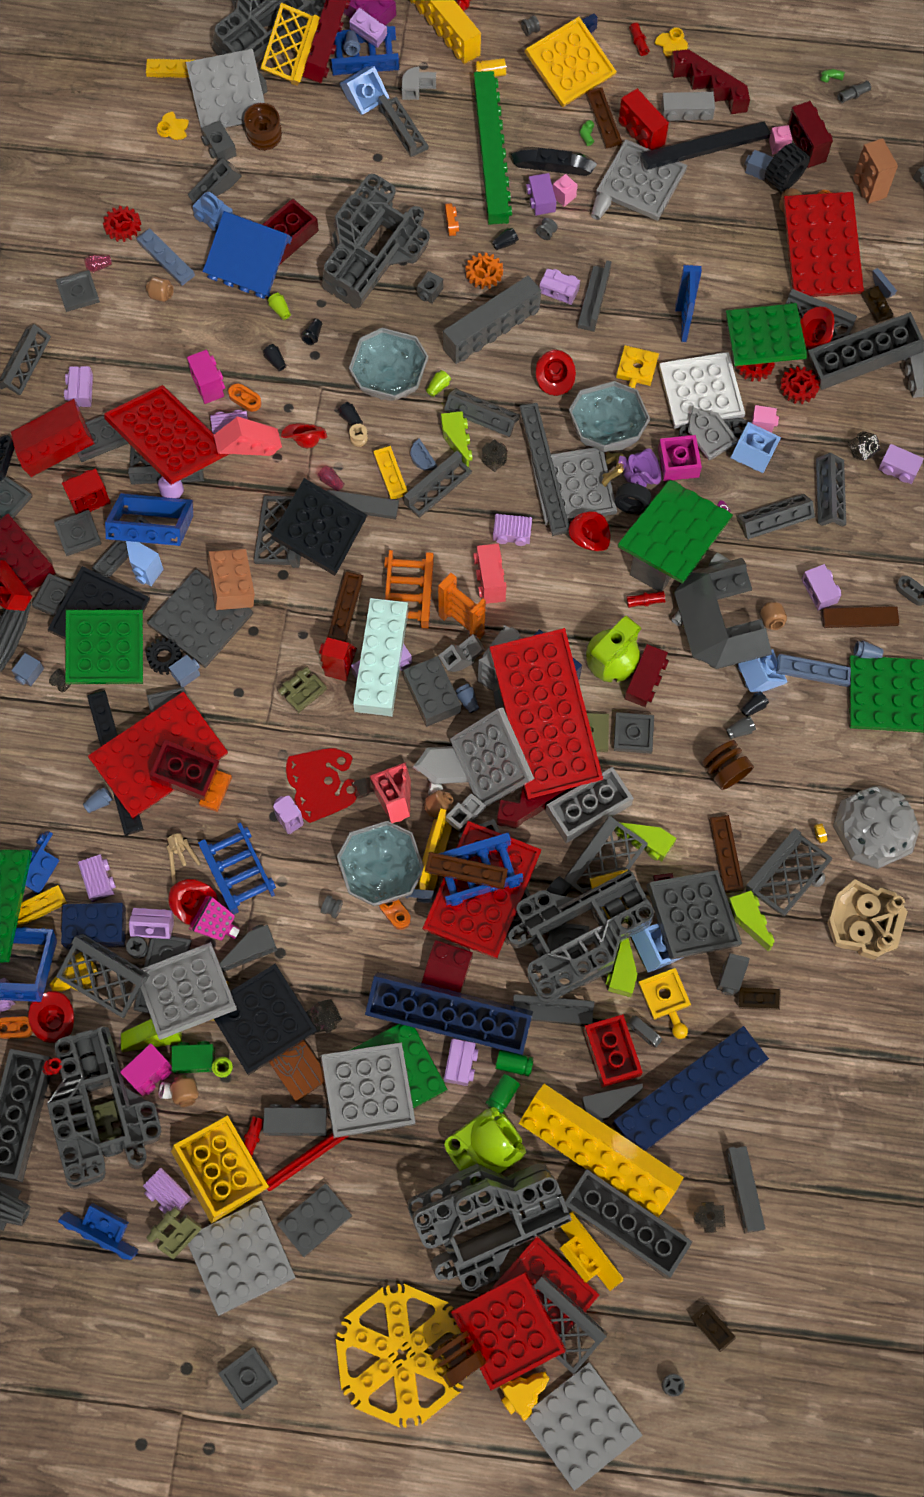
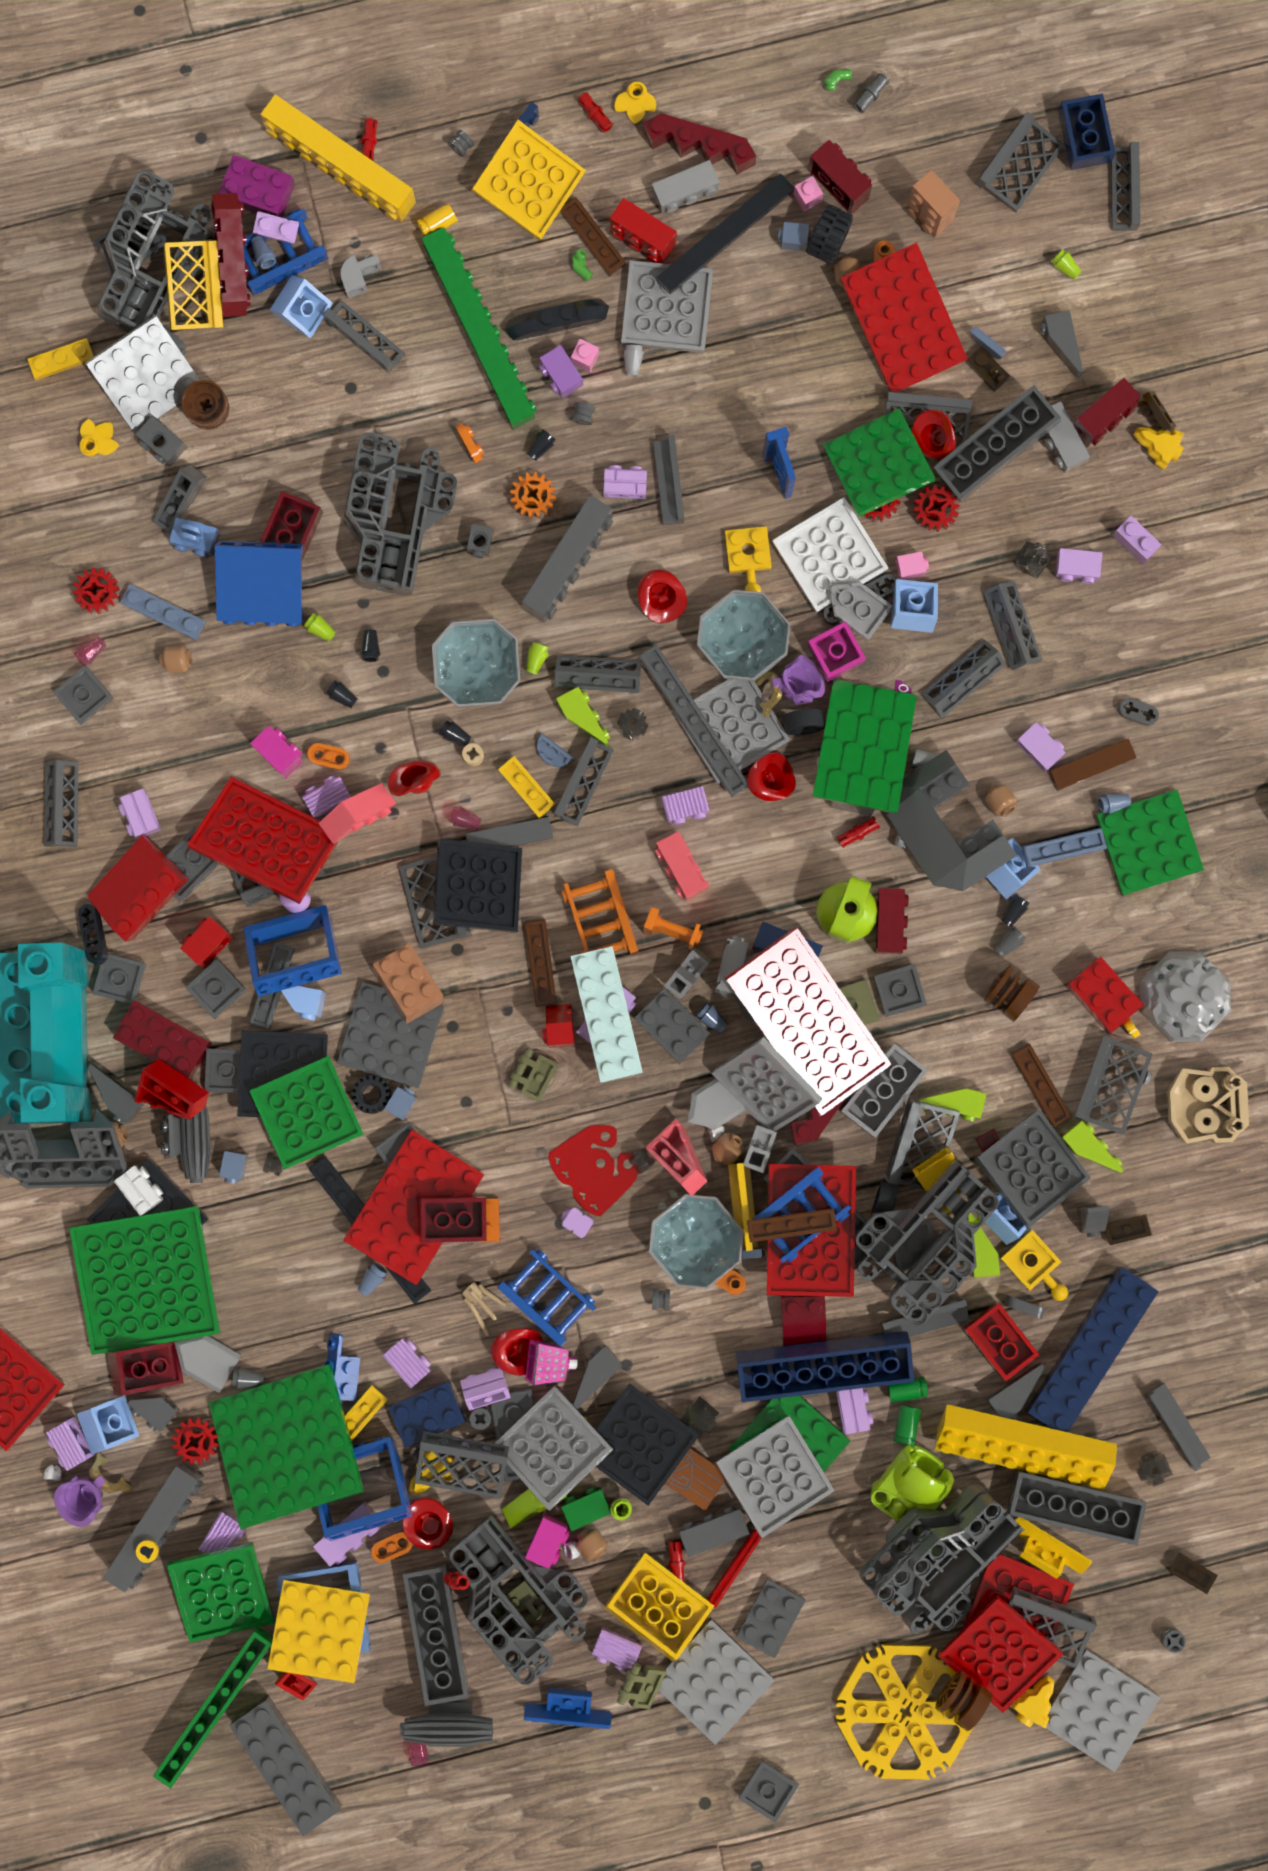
camera: 20 degrees left, 15 degrees up
(806, 797) = (1104, 995): none -> red brick

